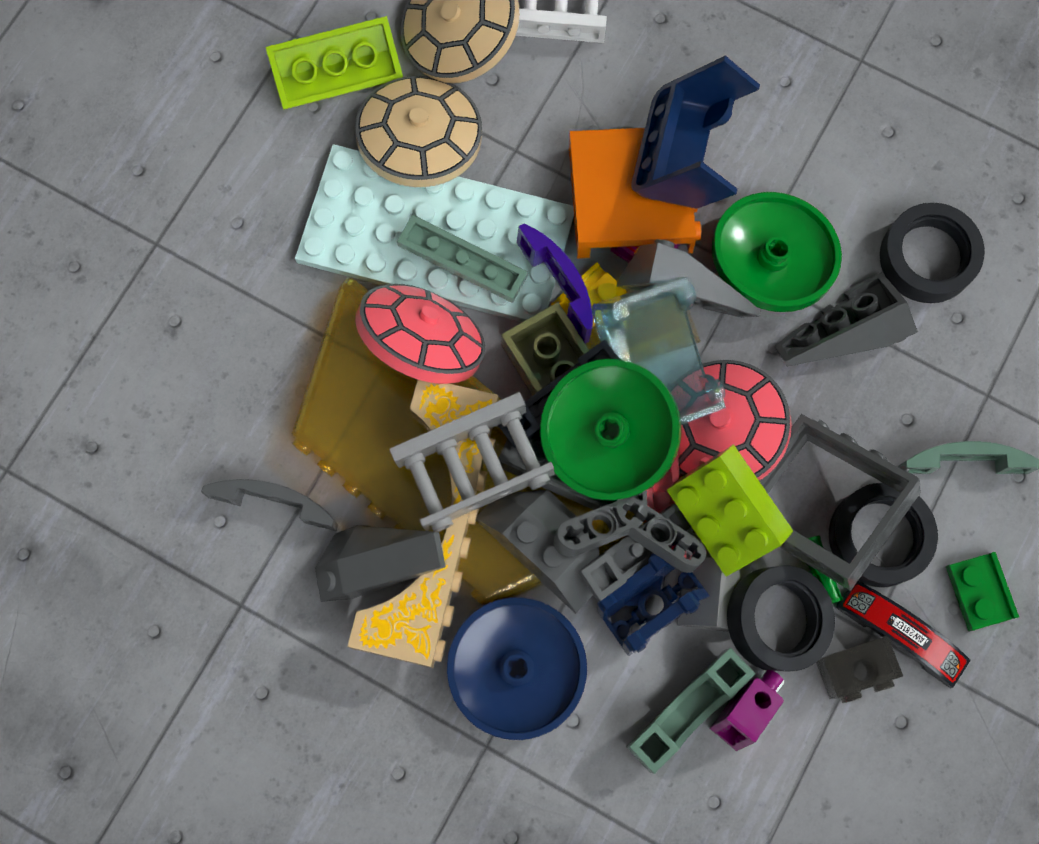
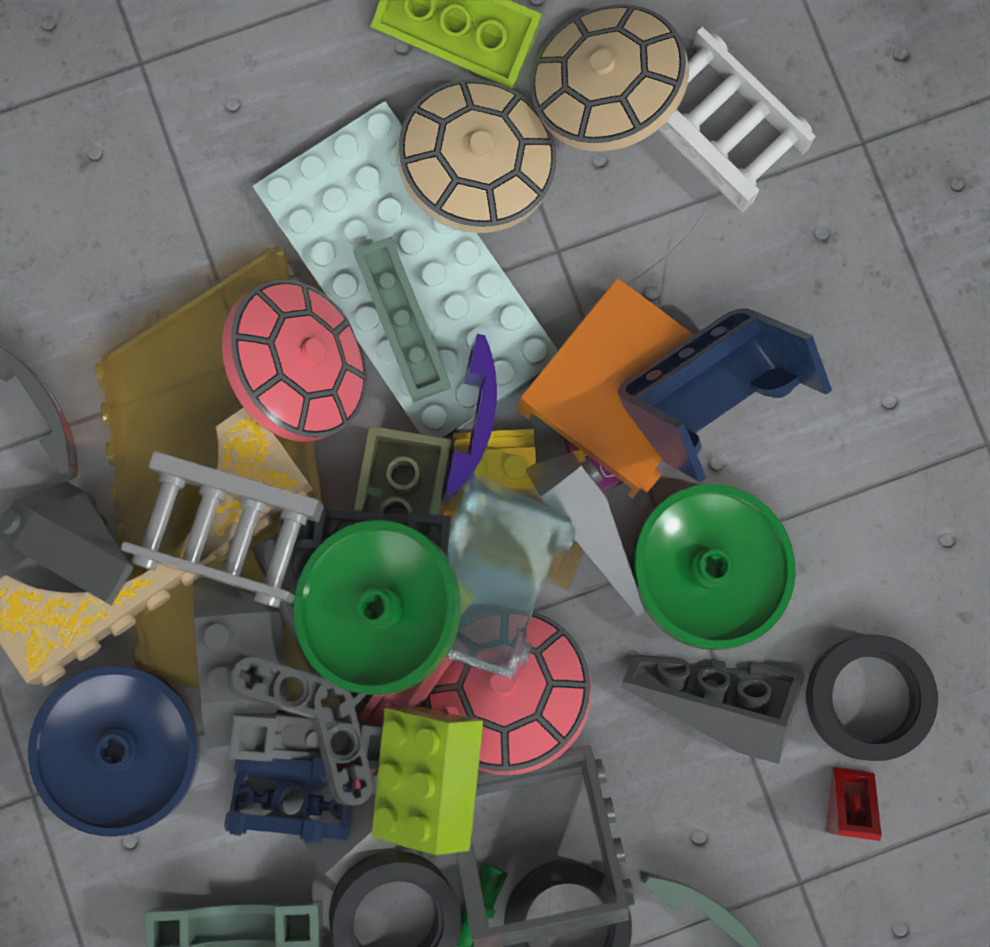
camera: 40 degrees right, 5 degrees up
(979, 322) = (853, 805): none -> red slope

